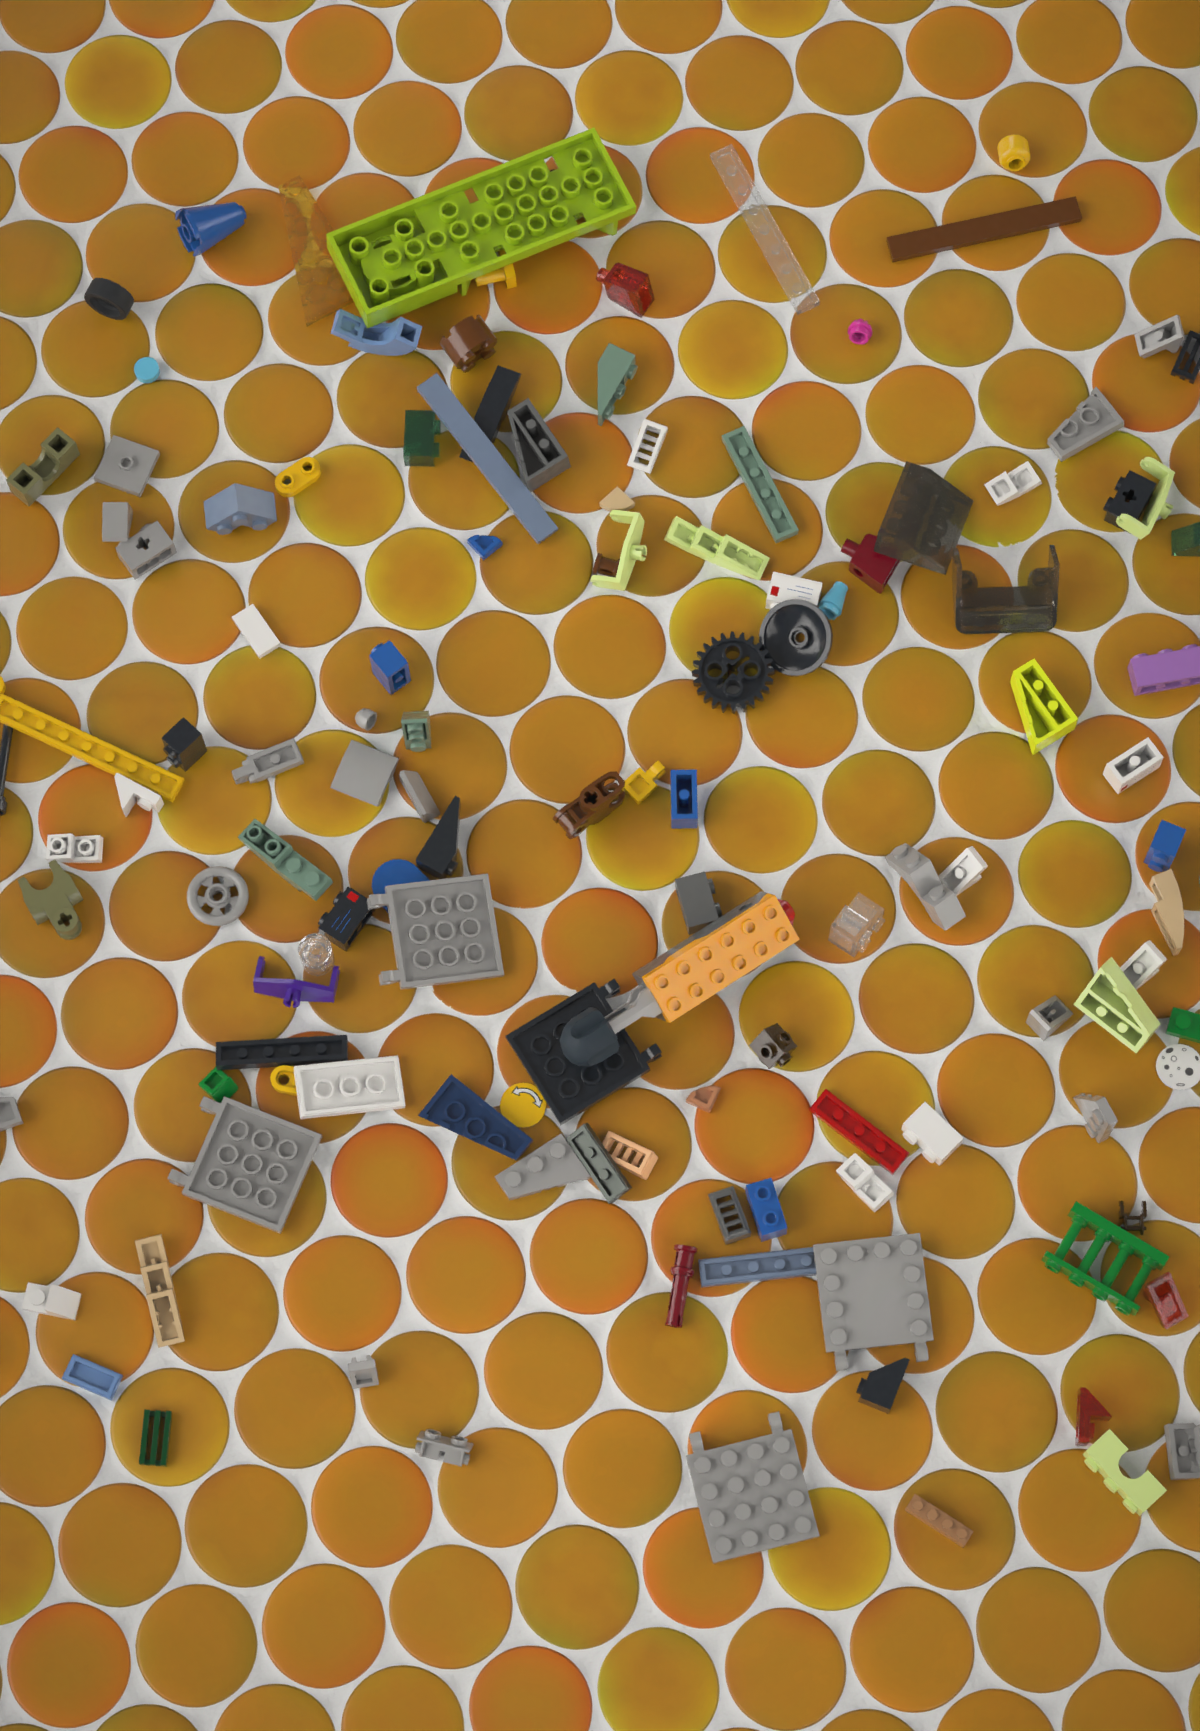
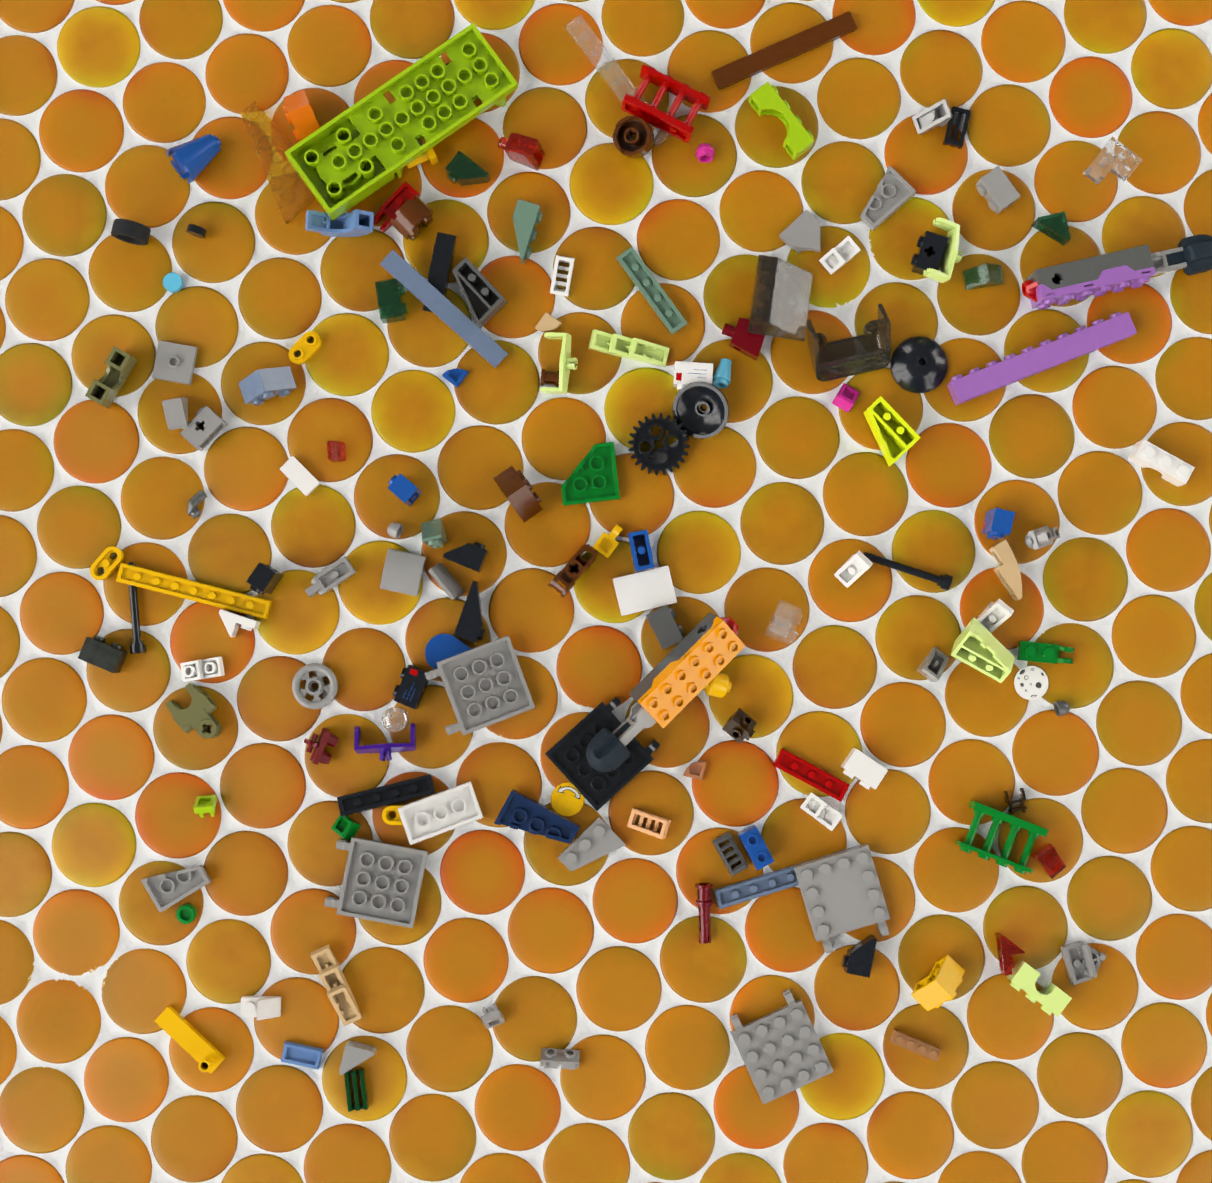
camera: 10 degrees left, 15 degrees up
(39, 1019) = (205, 804): none -> lime tile
(111, 639) = (193, 504): none -> dark grey arm
(163, 1388) = (355, 1054): none -> light grey slope
(191, 313) = (196, 231): none -> black tile
(217, 964) = (324, 739): none -> dark red hips
(284, 860) = (358, 650): sand green slope -> none
(310, 608) = (336, 451): none -> clear red slope
(355, 196) = (300, 113): none -> orange brick
(443, 325) = (390, 207): none -> red hinge
(454, 767) = (468, 555): none -> black slope
(537, 698) = (518, 493): none -> reddish brown brick
(549, 301) = (465, 171): none -> clear green slope
(598, 1163) = (629, 834): pearl dark grey tile -> none
(638, 700) = (593, 478): none -> green plate
(679, 853) = (644, 590): none -> white tile
(752, 989) = (718, 686): none -> yellow head
(773, 308) = (623, 134): none -> reddish brown brick
(810, 281) = (657, 118): none -> red fence
(922, 878) = (828, 582): light grey arch -> none
(951, 285) = (768, 102): none -> lime arch
(969, 449) = (803, 233): none -> light grey slope
(985, 1436) = (940, 984): none -> yellow brick
(990, 660) = (845, 398): none -> dark pink slope
(1079, 911) = (943, 581): none -> black piece
(1093, 650) = (908, 371): none -> black dish
(1097, 1114) = (981, 738): light grey wing -> none
(1132, 765) = (965, 463): white brick -> none

